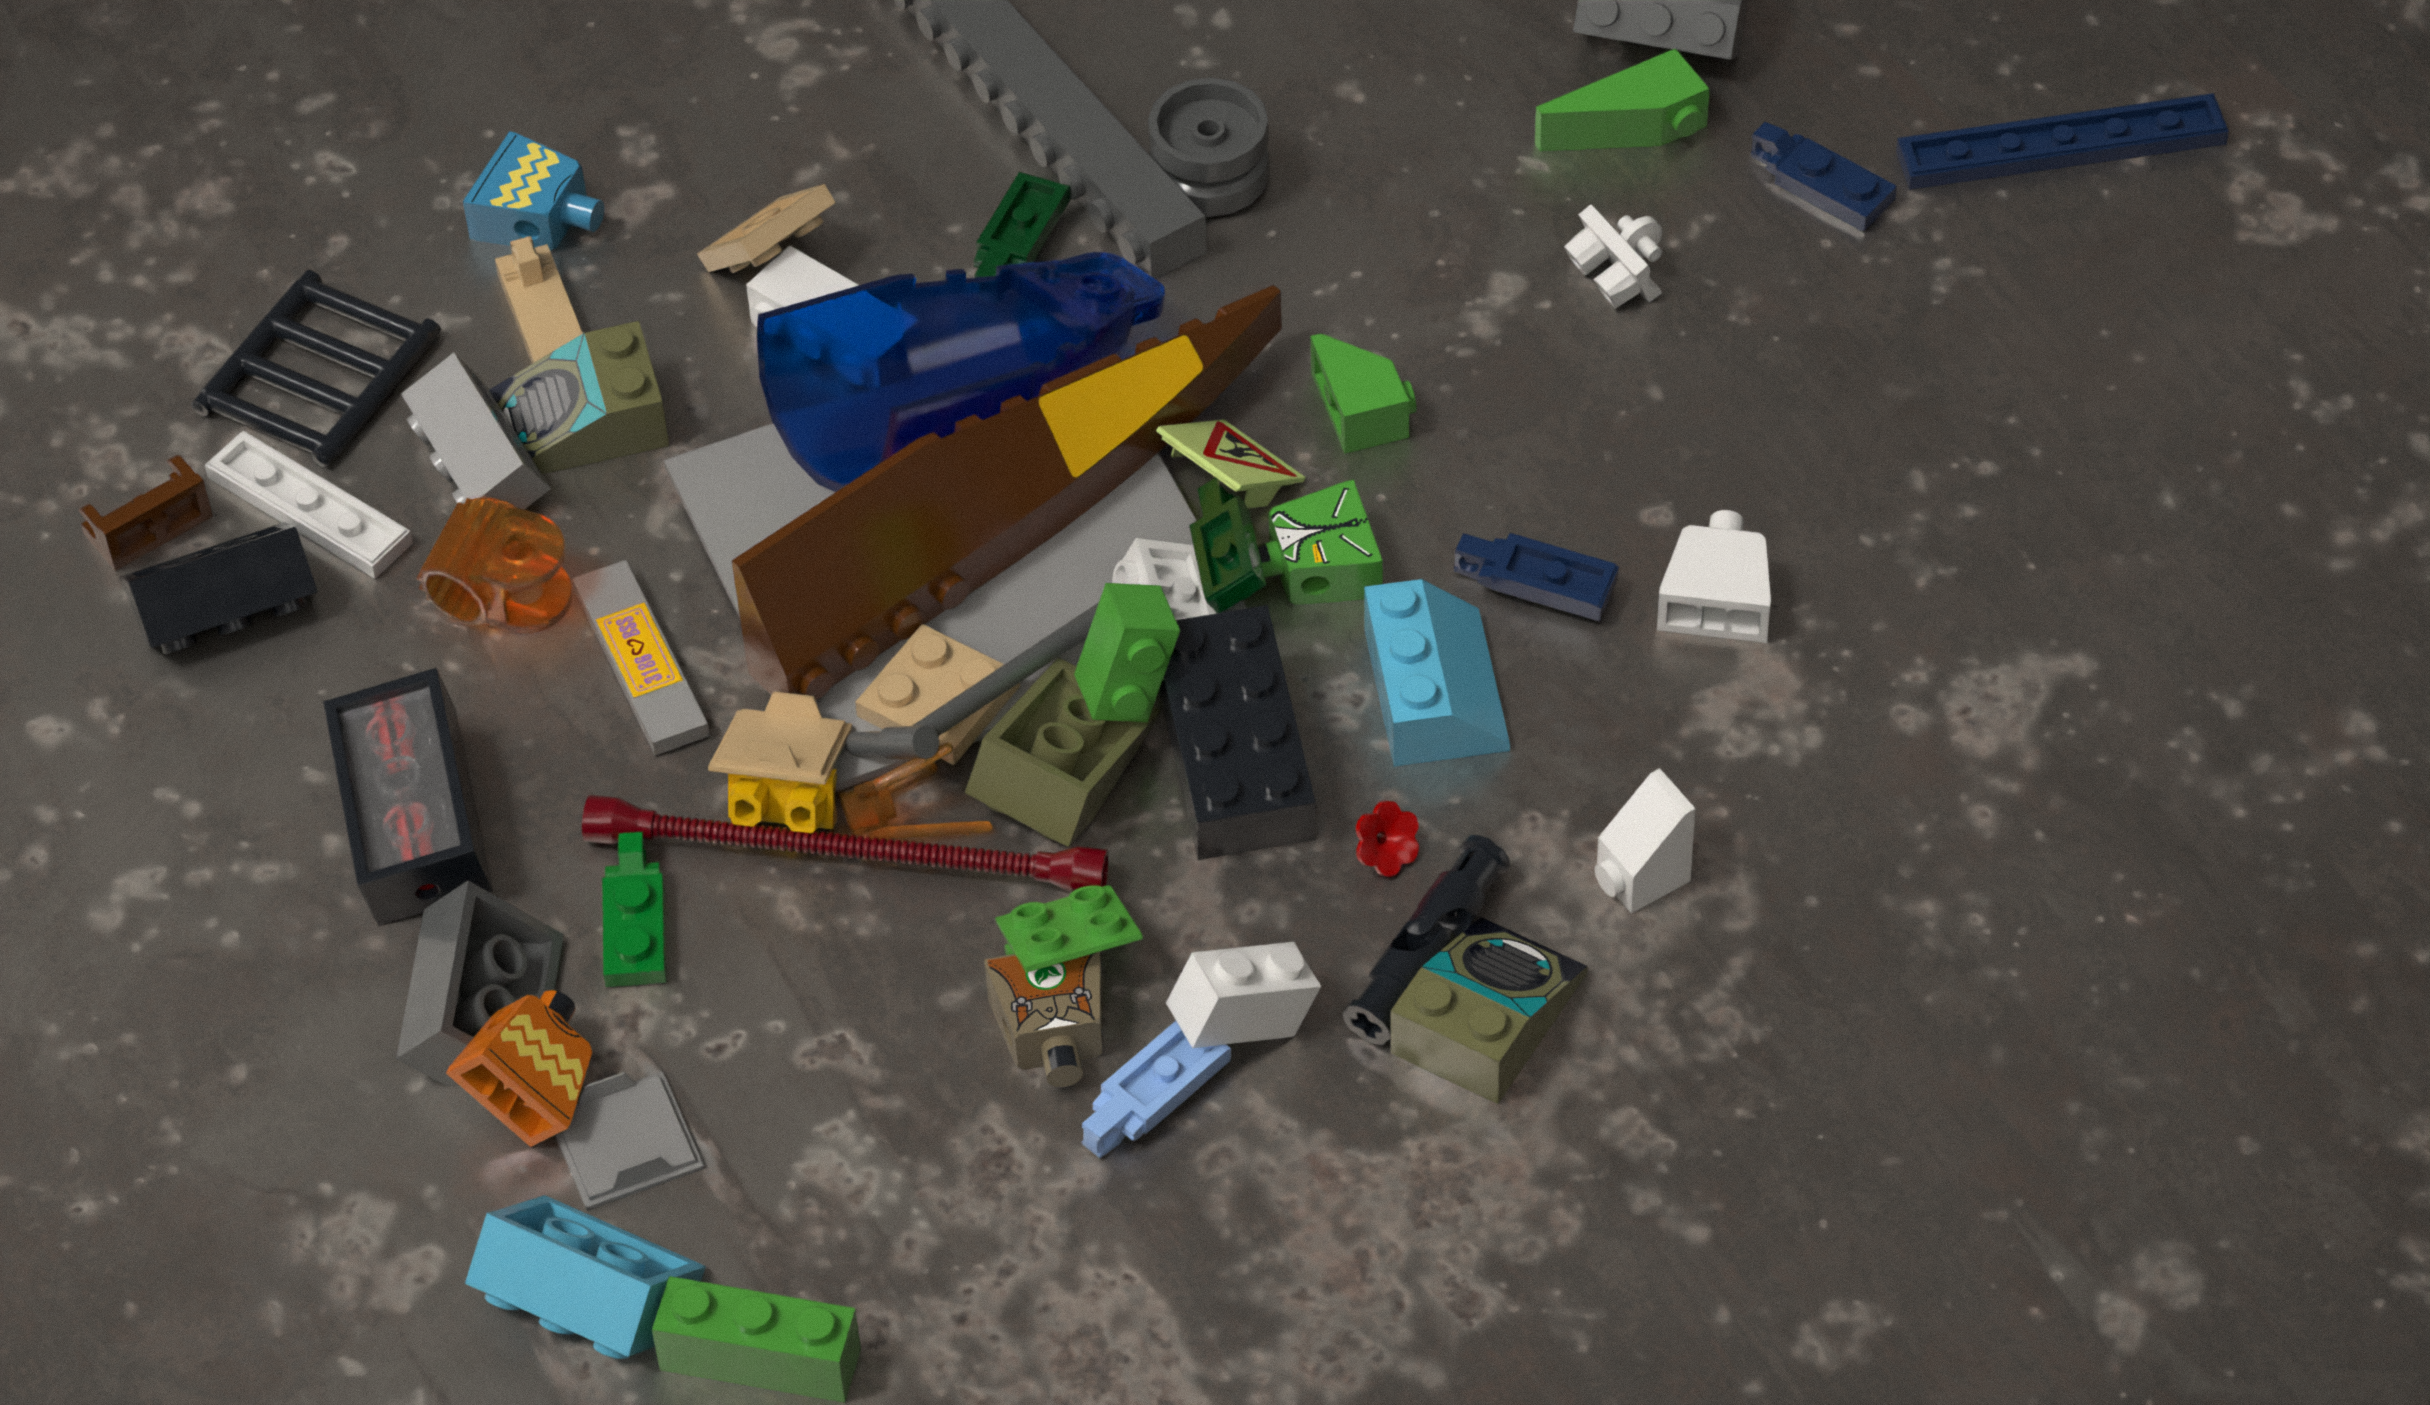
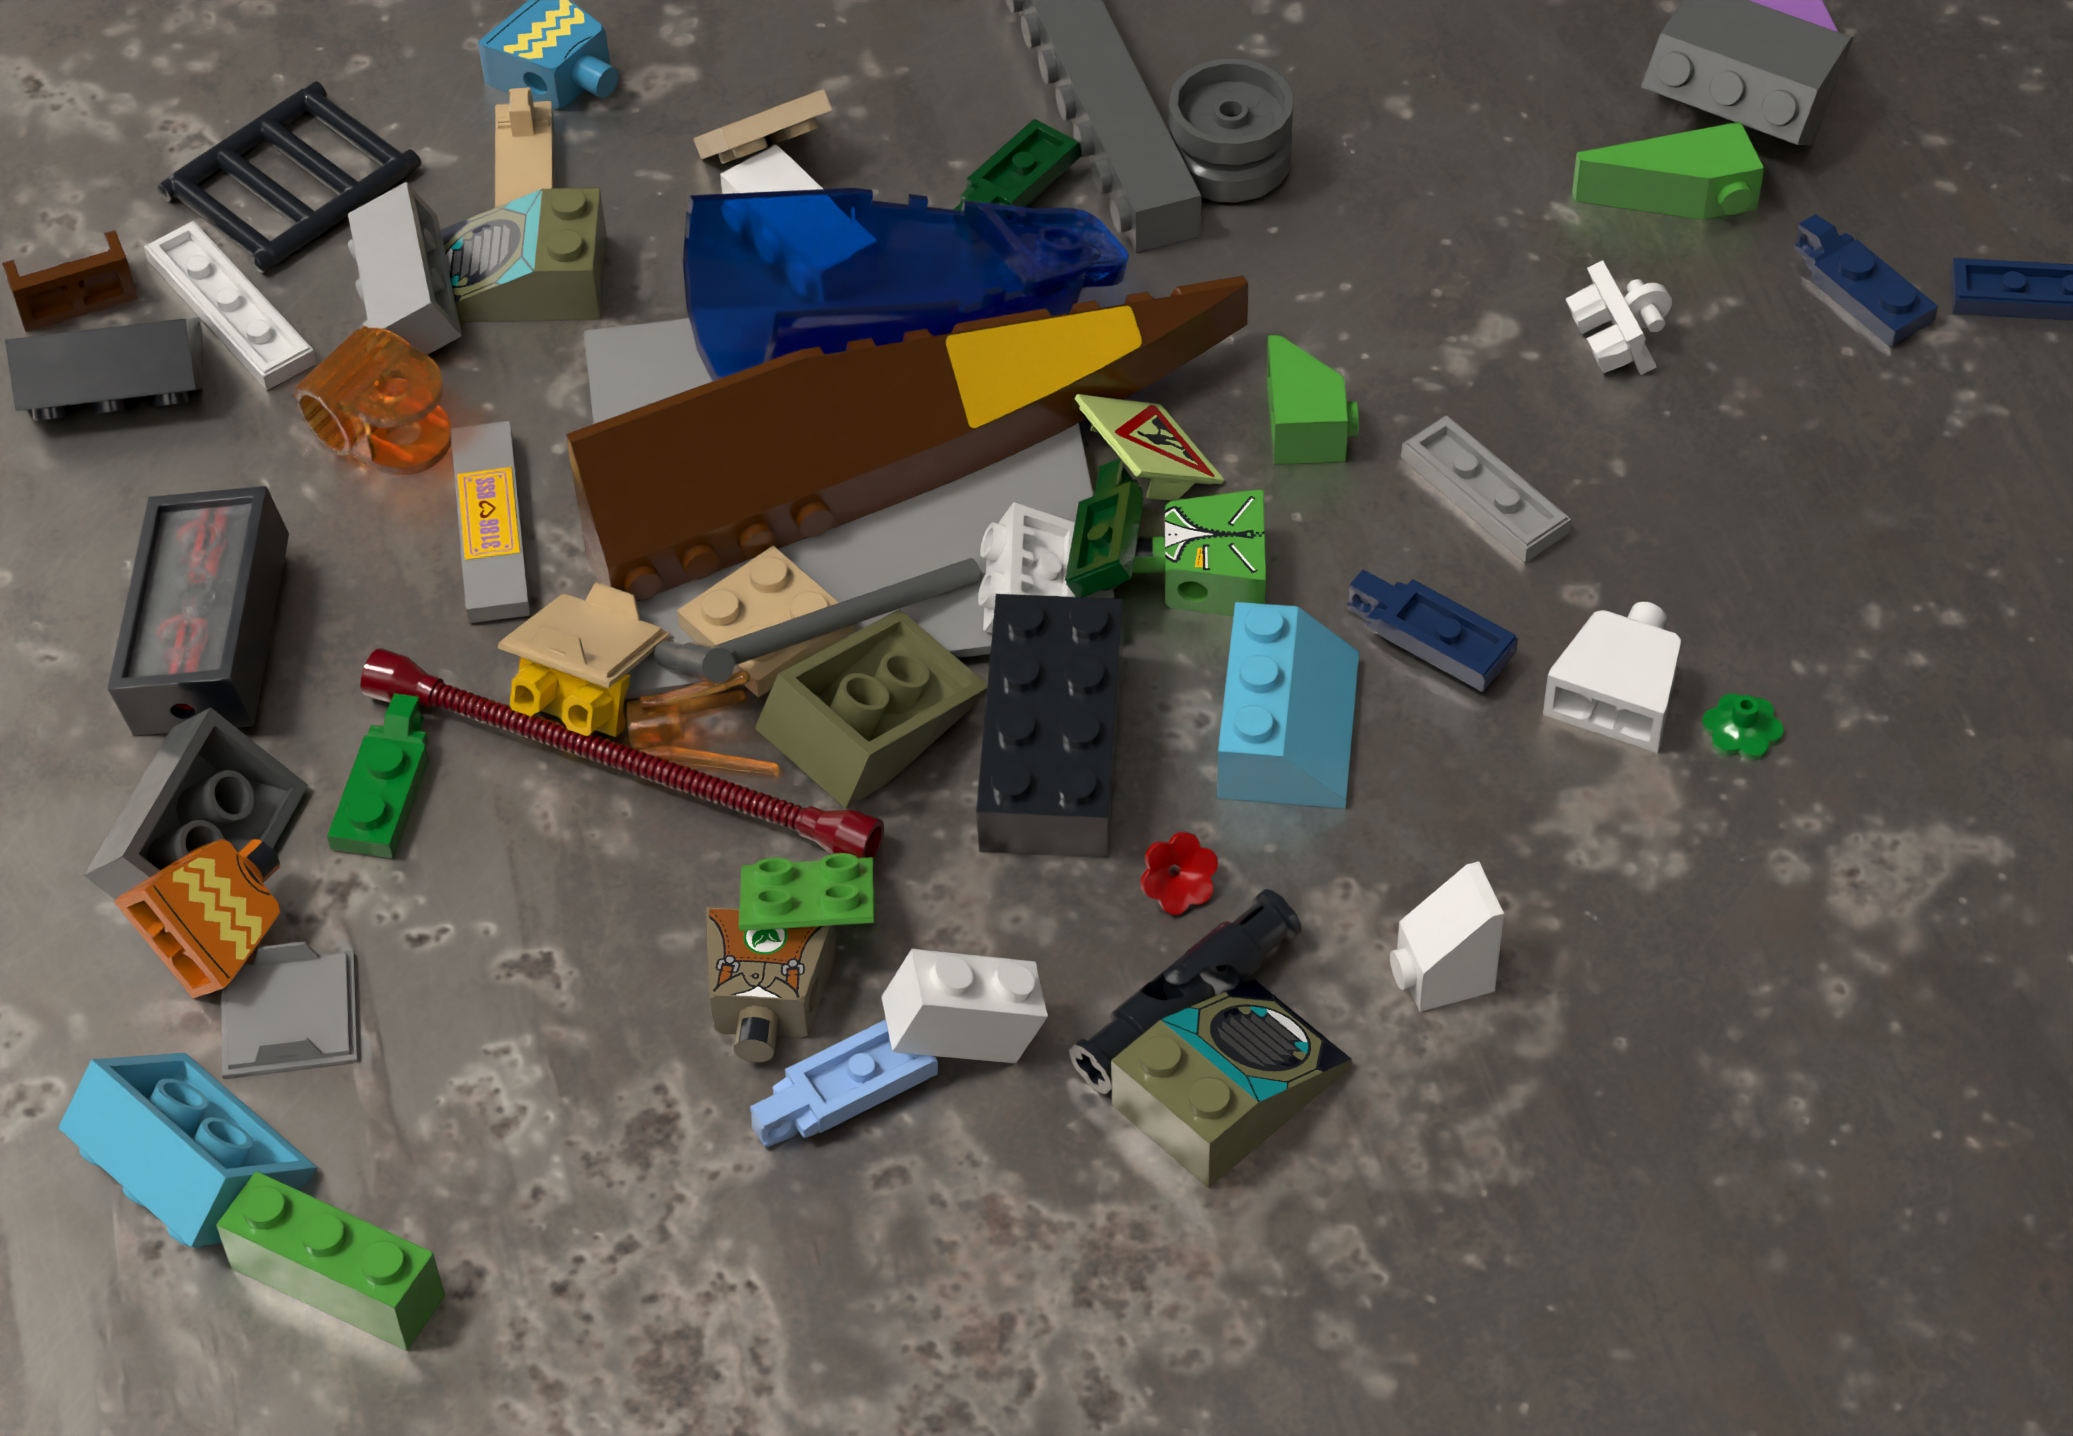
camera: 15 degrees right, 0 degrees up
(1126, 652) = (959, 617): bright green brick -> none
(1544, 436) = (1486, 488): none -> light grey tile
(1834, 603) = (1742, 726): none -> green plant

